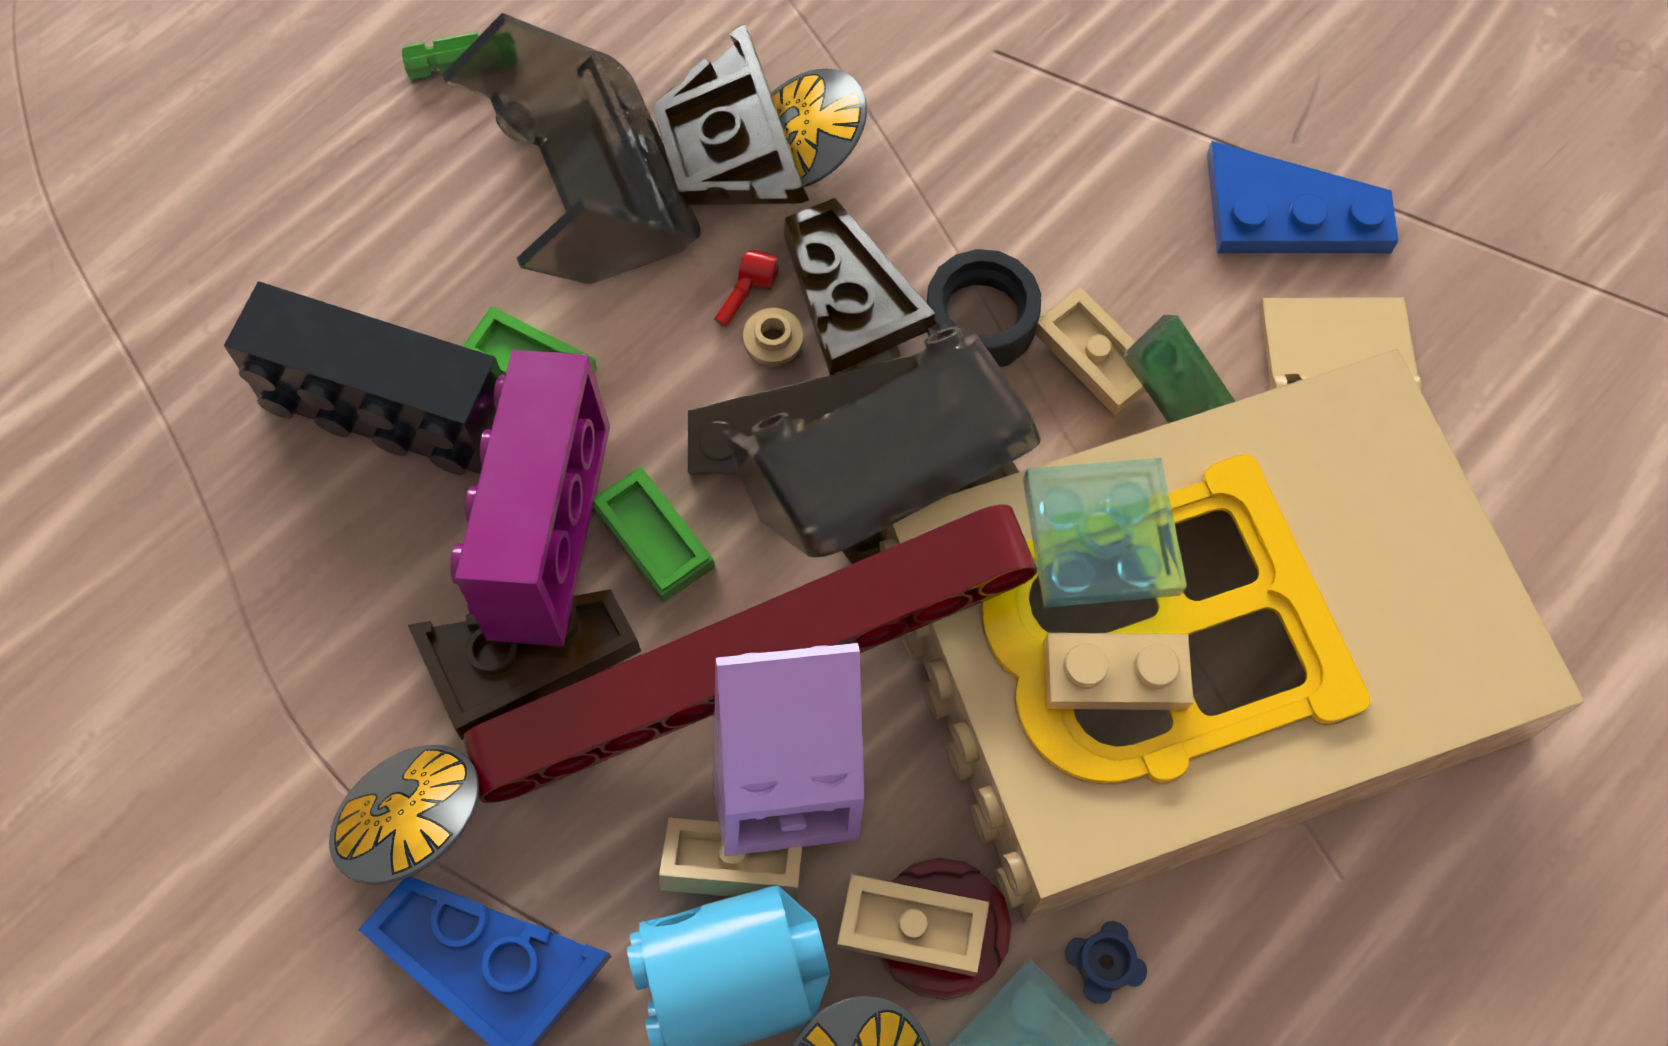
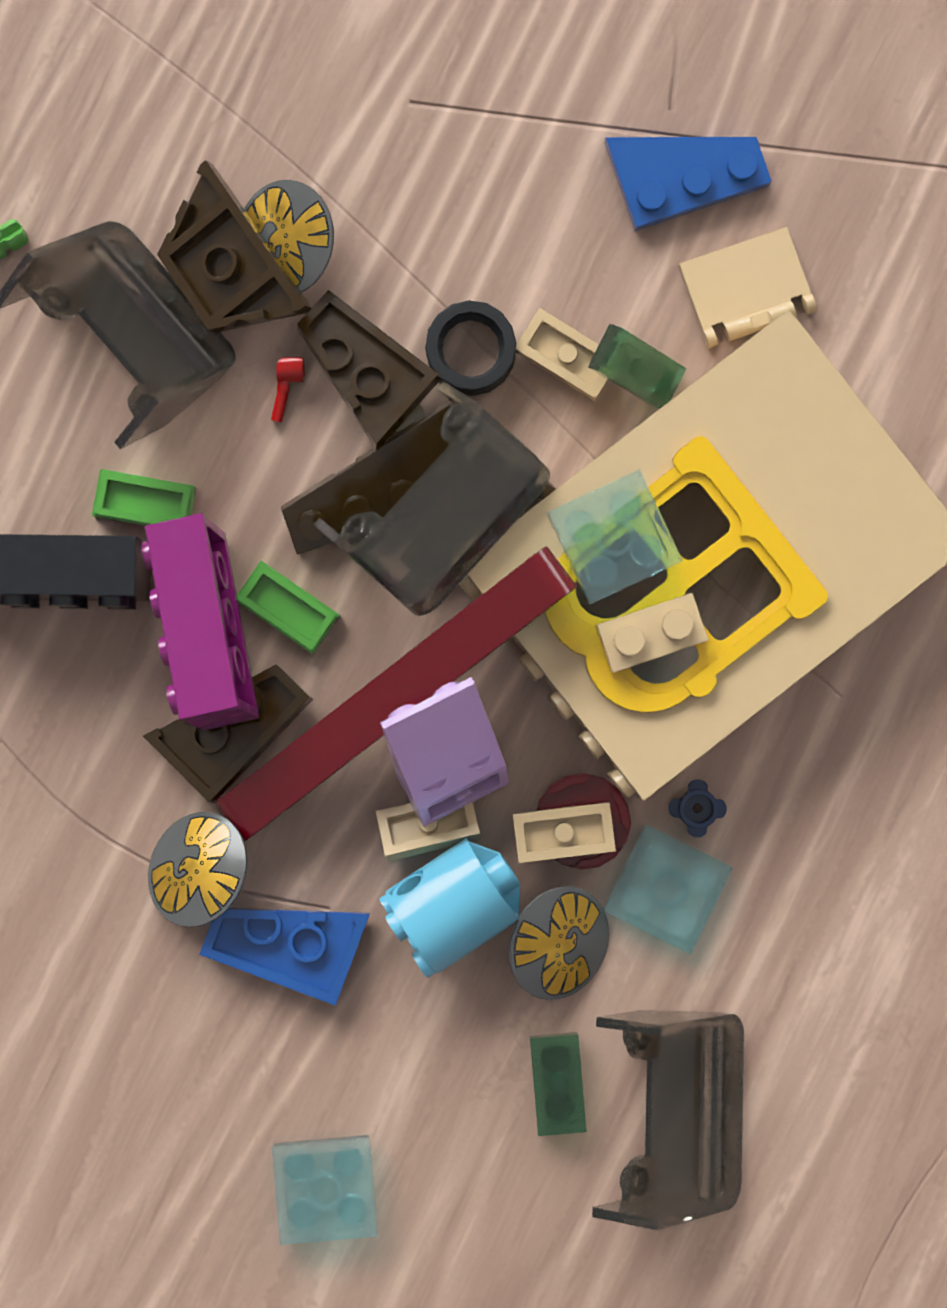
camera: 15 degrees left, 20 degrees up
(778, 351) = (324, 437): tan plate -> none

